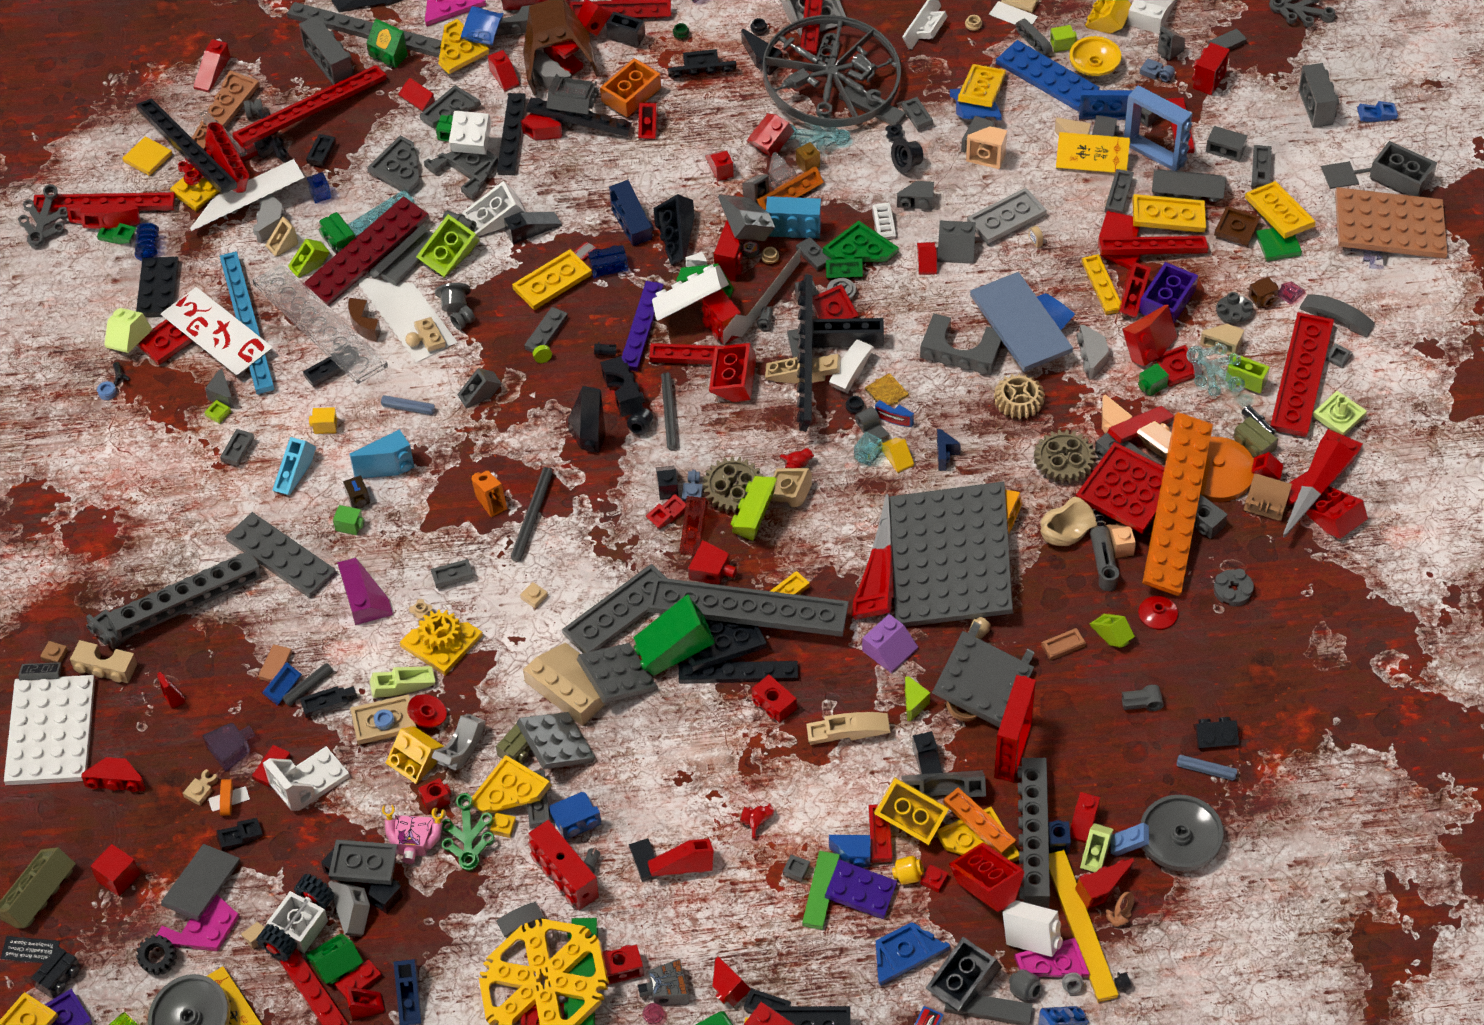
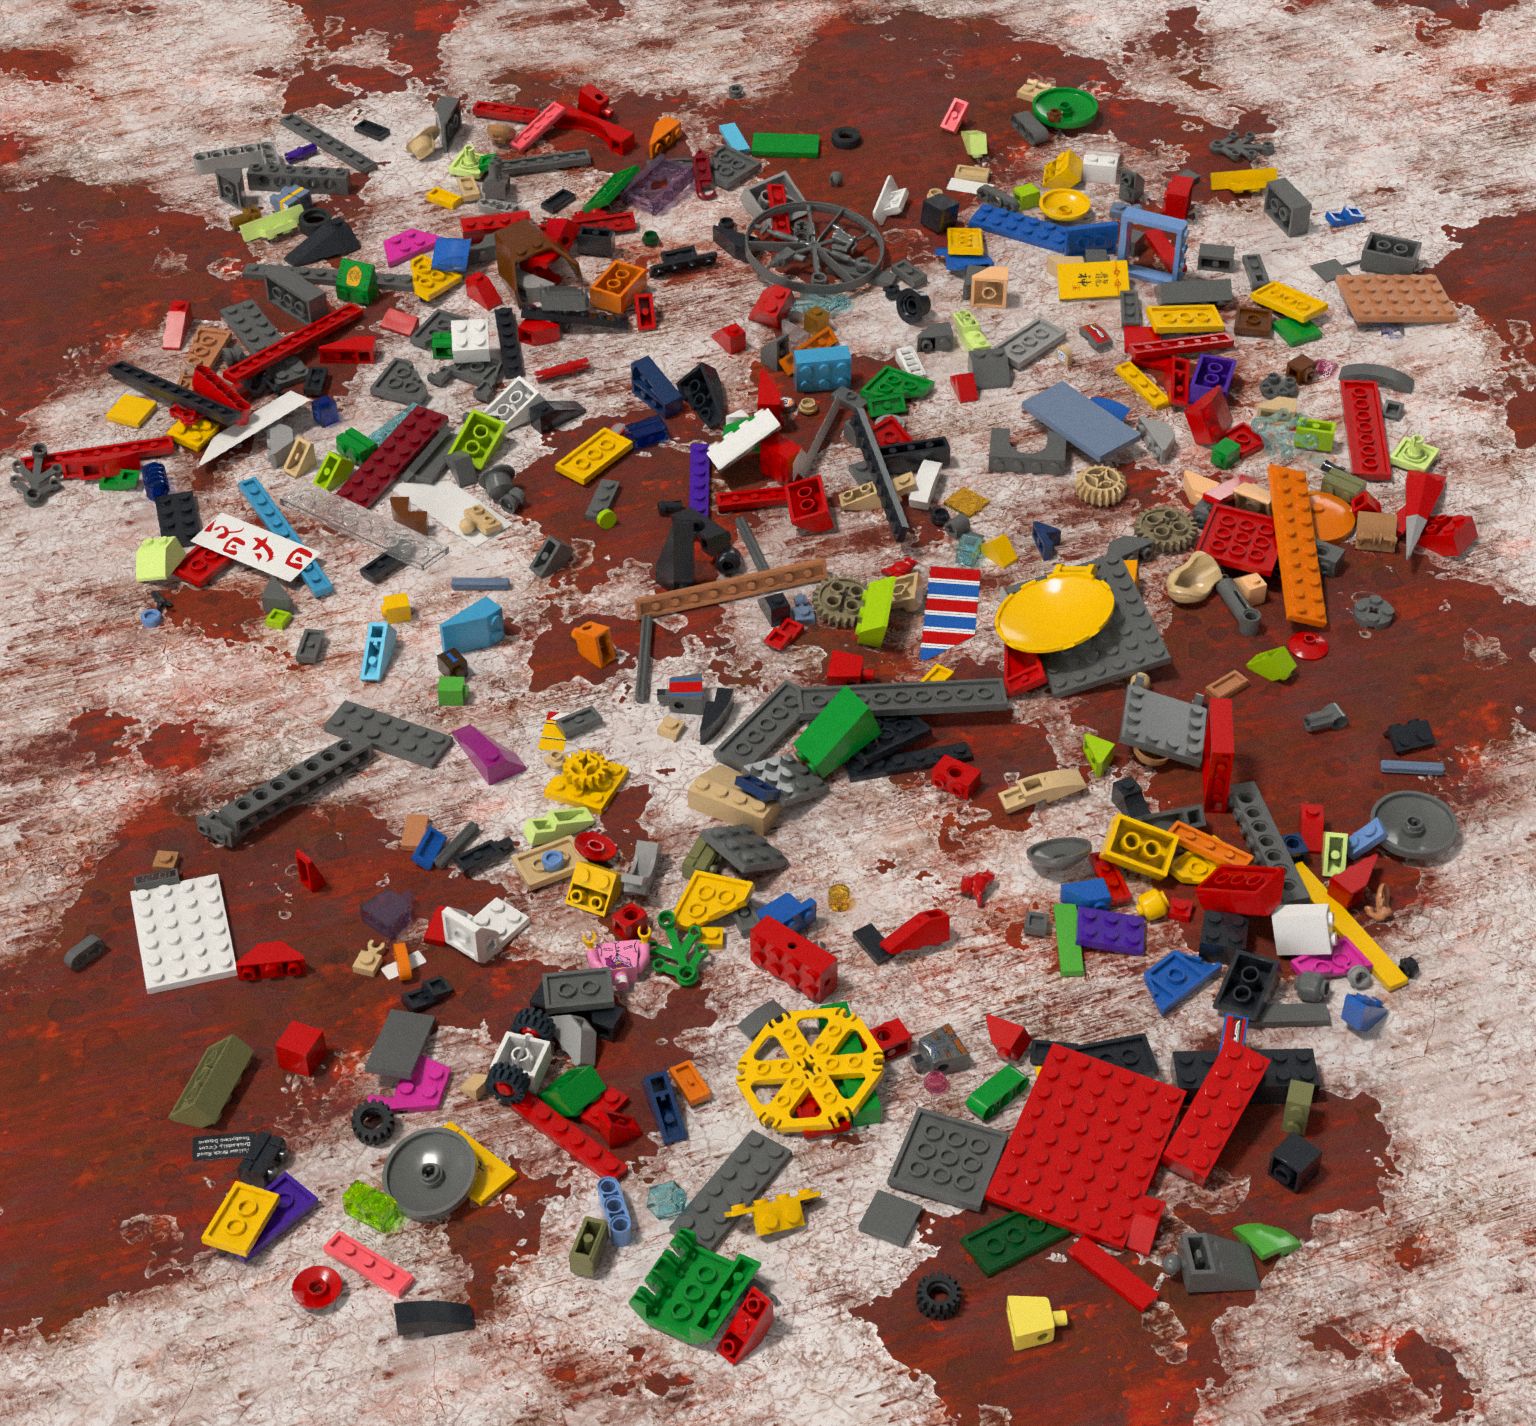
camera: 15 degrees left, 10 degrees down
(117, 667) = (241, 862): tan arch -> none
(284, 90) = (258, 333): none -> dark grey plate
(364, 121) = (350, 351): none -> red slope
(425, 273) = (462, 468): none -> dark grey slope
(425, 586) = (551, 736): none -> yellow sticker
(438, 970) = (690, 1083): none -> orange plate
(551, 174) = (563, 369): none -> red pin
(555, 562) = (684, 694): none -> dark grey torso
(577, 589) = (716, 714): none -> black slope
(584, 680) = (757, 787): none -> dark blue plate
(631, 809) = (839, 898): none -> clear yellow wheel
(633, 452) = (731, 588): none -> nougat plate
(693, 524) = (816, 639): clear red slope -> none
(746, 218) = (781, 372): dark grey slope -> none
(764, 321) = (823, 460): dark grey pin -> none
(831, 509) = (949, 609): none -> sticker
(840, 798) = (1059, 852): none -> dark grey dish
(889, 643) = (1054, 711): medium lavender slope -> none
(898, 416) = (986, 519): slope -> none
(919, 539) = (1055, 610): none -> yellow dish
(952, 195) = (969, 331): none -> yellowish green slope
(960, 917) = (1222, 935): none -> black brick
(968, 47) = (939, 213): none -> black head
(1020, 476) = (1132, 548): none -> dark grey slope
(1075, 217) = (1096, 335): none -> slope
(1289, 51) = (1243, 179): none -> yellow bracket

